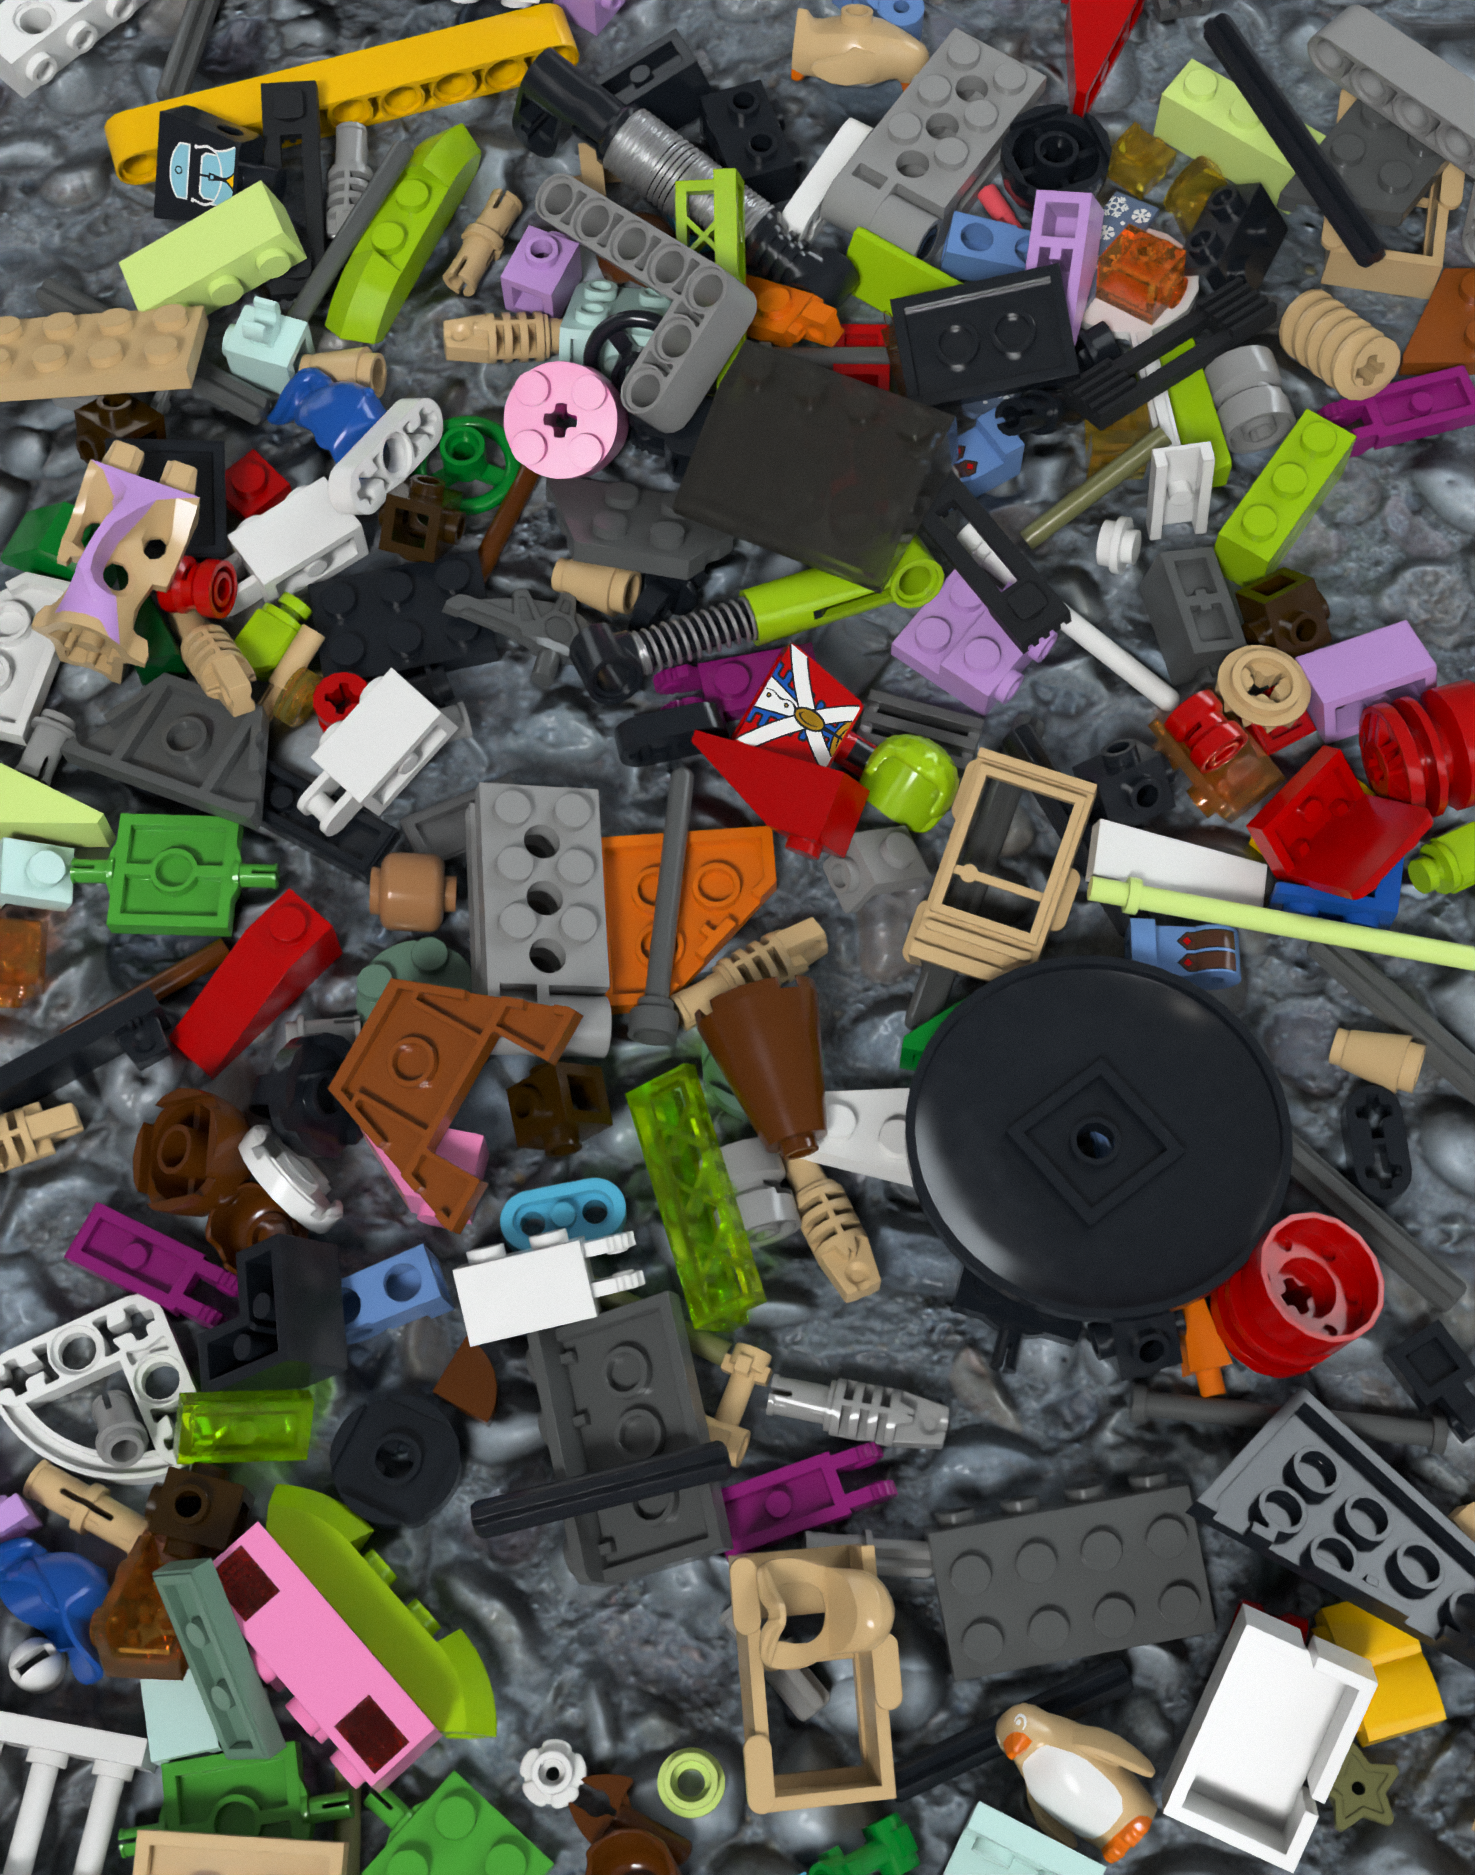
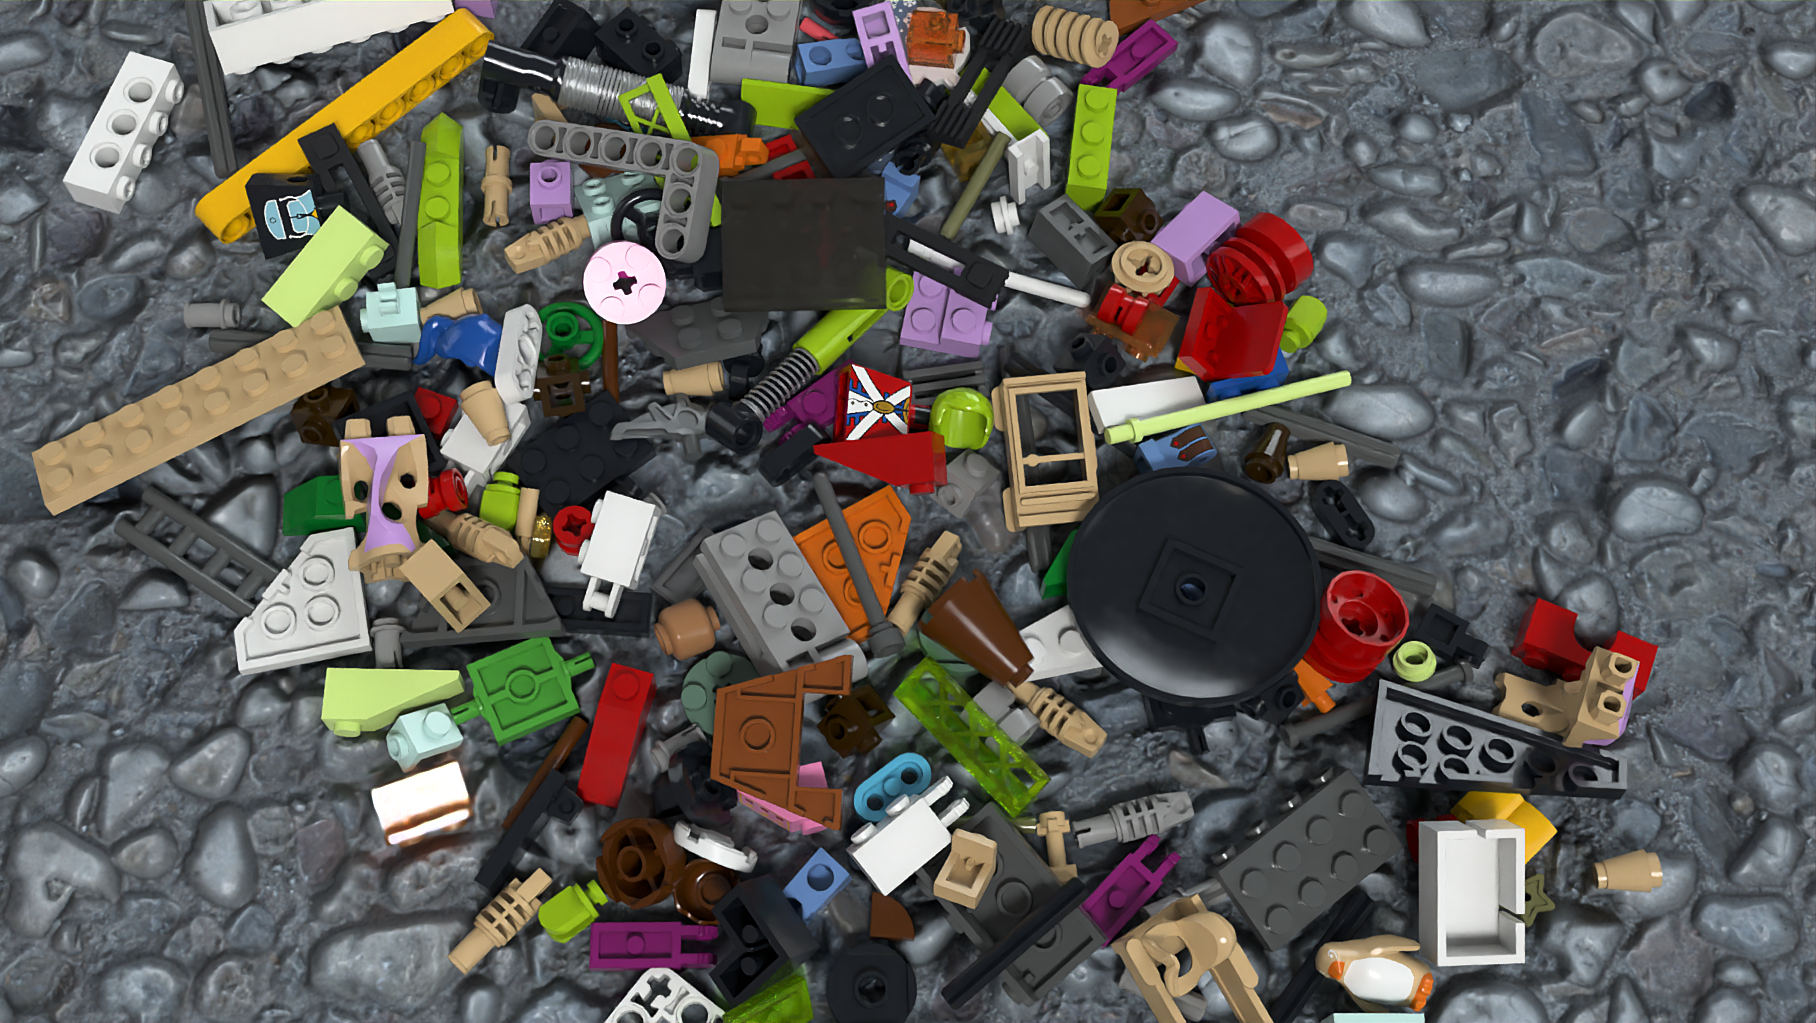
camera: 35 degrees left, 0 degrees up
(71, 265) = (212, 314): none -> light grey pin
(82, 1176) = (571, 911): none -> lime arm
(133, 698) = (444, 585): none -> tan brick
(303, 509) = (486, 412): none -> tan cone
(590, 1364) = (967, 869): none -> tan bracket
(1311, 1016) = (1267, 457): none -> dark brown cone
(1374, 1375) = (1414, 653): none -> yellowish green plate

